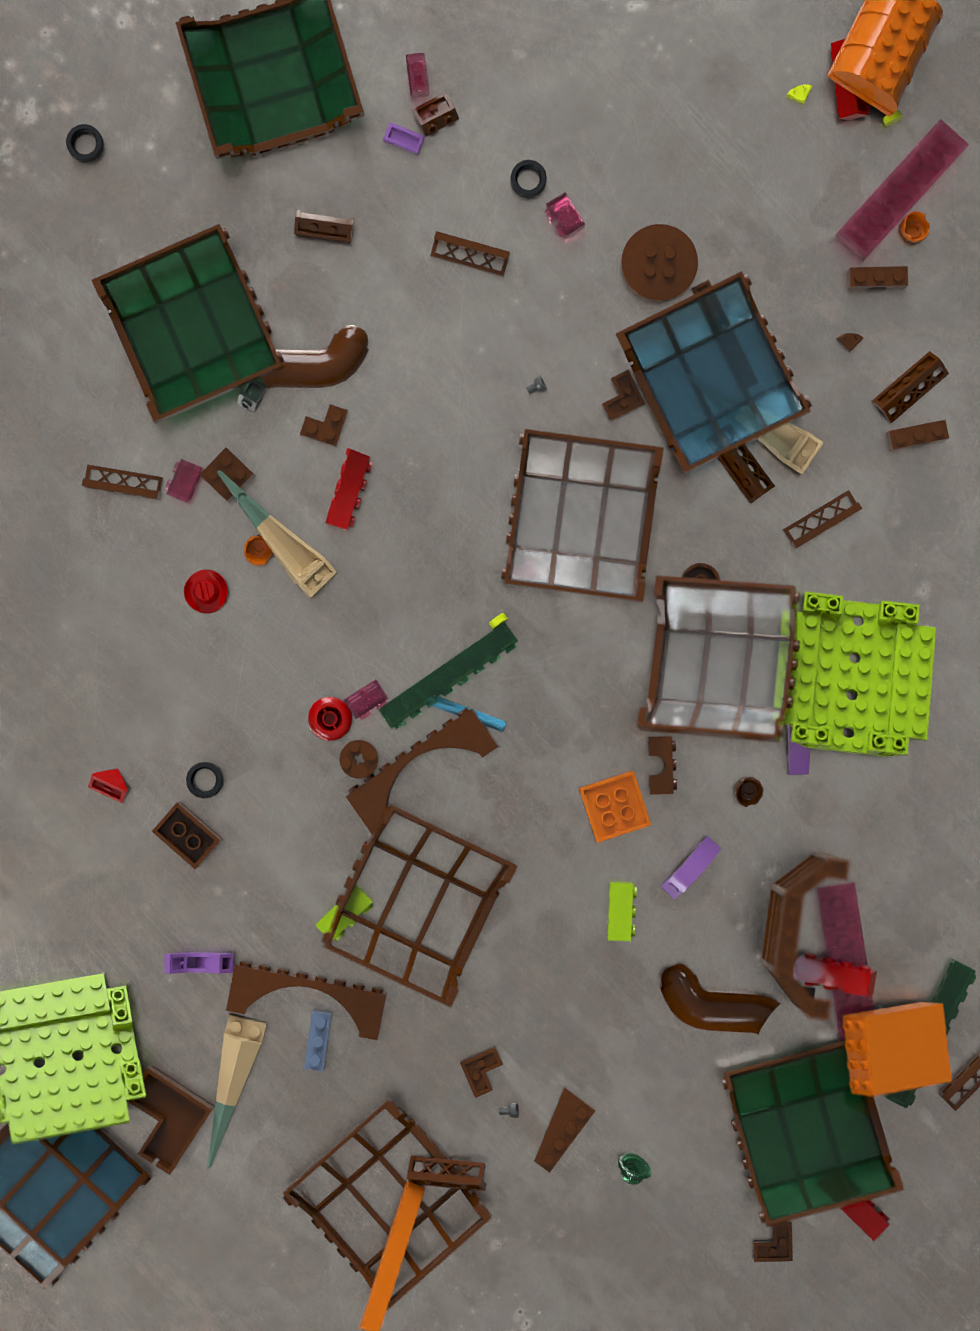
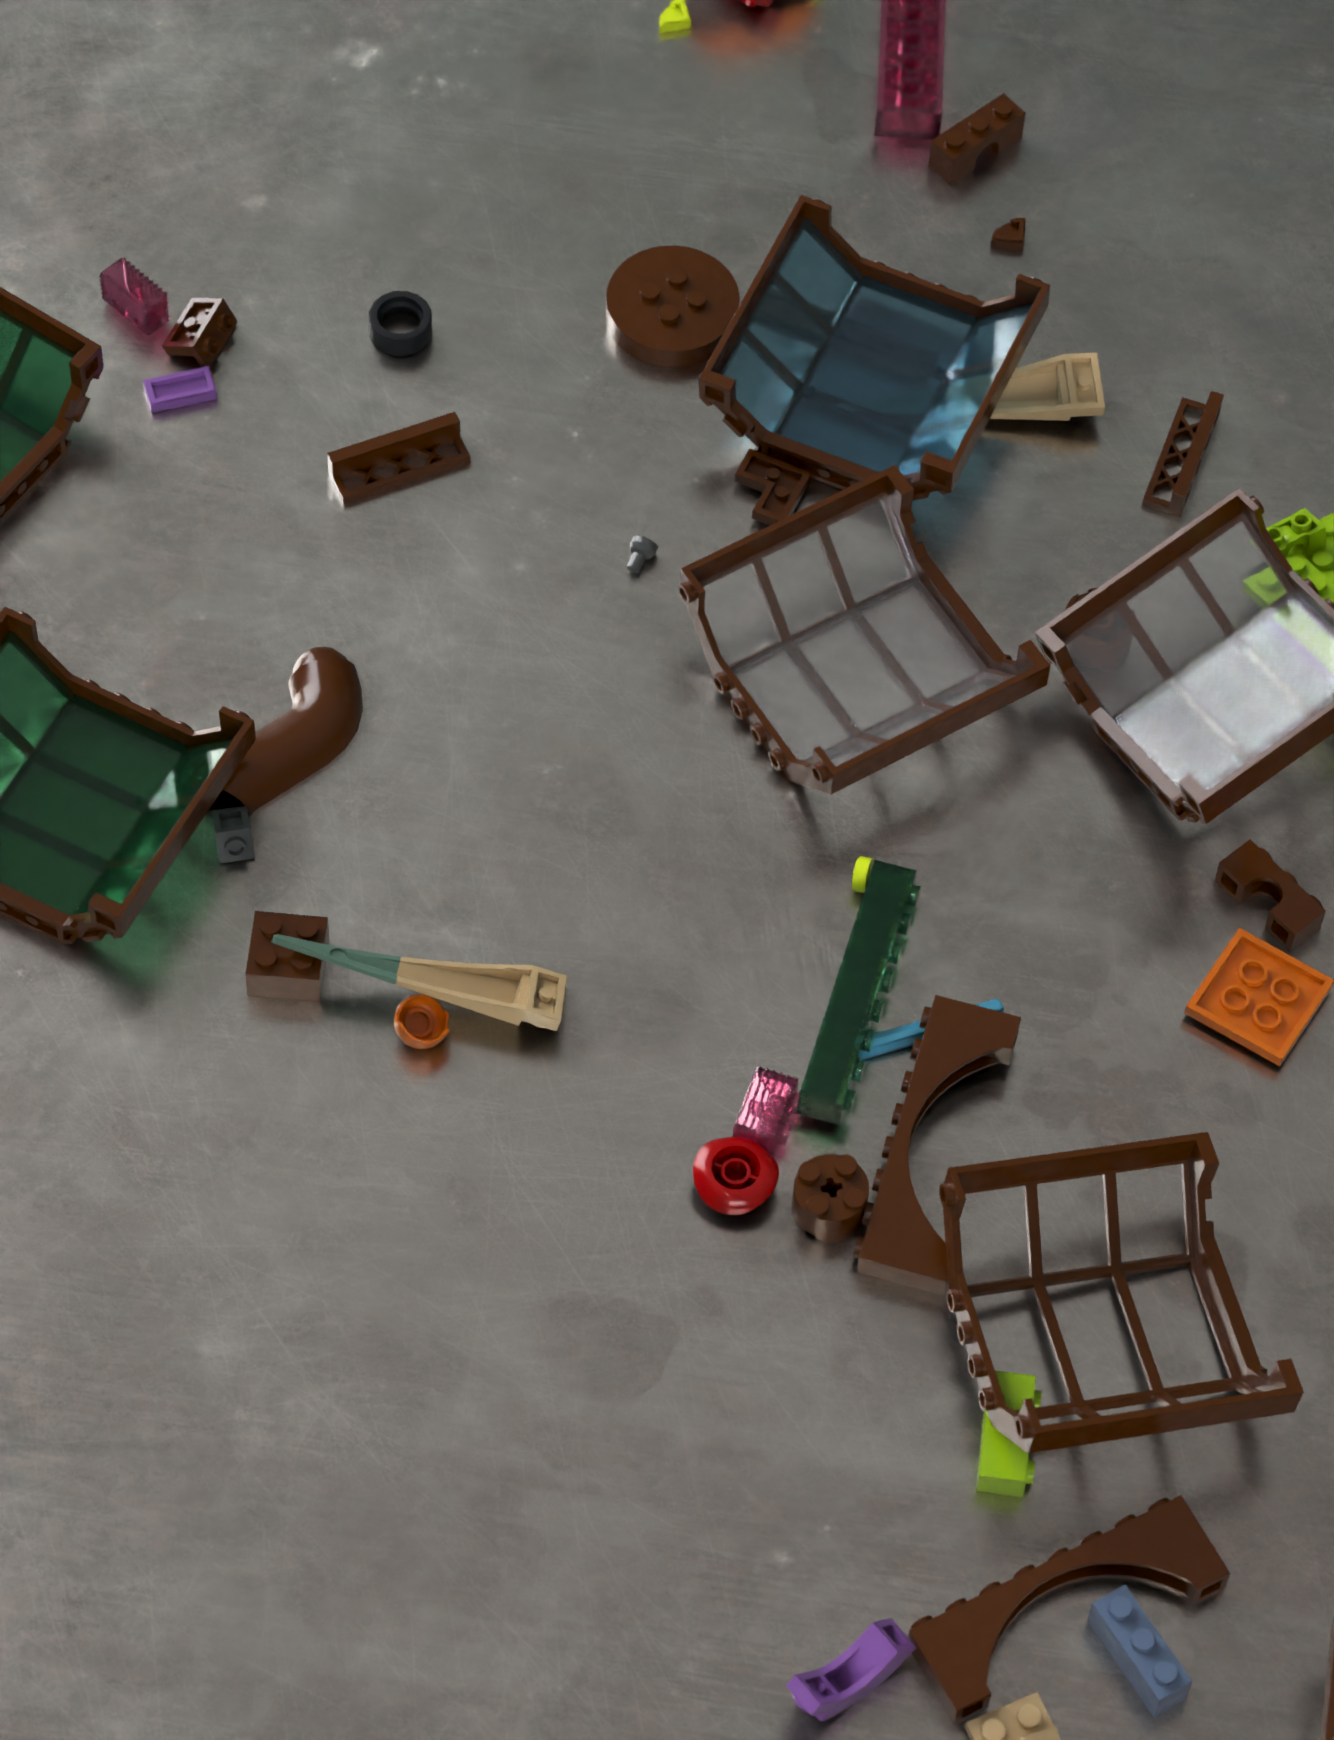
camera: 45 degrees left, 30 degrees down
(109, 784) = (473, 1523): red slope -> none
(122, 489) = (132, 1087): reddish brown fence -> none
(184, 481) = (228, 1010): clear pink brick -> none
(187, 835) = (663, 1496): reddish brown brick -> none
(190, 782) = (619, 1429): black tyre -> none
(205, 591) = (391, 1137): red hat -> none
(323, 226) = (158, 554): reddish brown container -> none
(327, 431) = (386, 809): reddish brown plate -> none
(348, 490) = (487, 852): red wedge -> none
(564, 215) = (491, 331): clear pink brick -> none
(745, 478) = (1023, 466): reddish brown fence -> none
(909, 383) = (1135, 224): reddish brown fence -> none
(915, 227) = (966, 57): orange hair -> none
(917, 435) = (1217, 261): reddish brown arch -> none

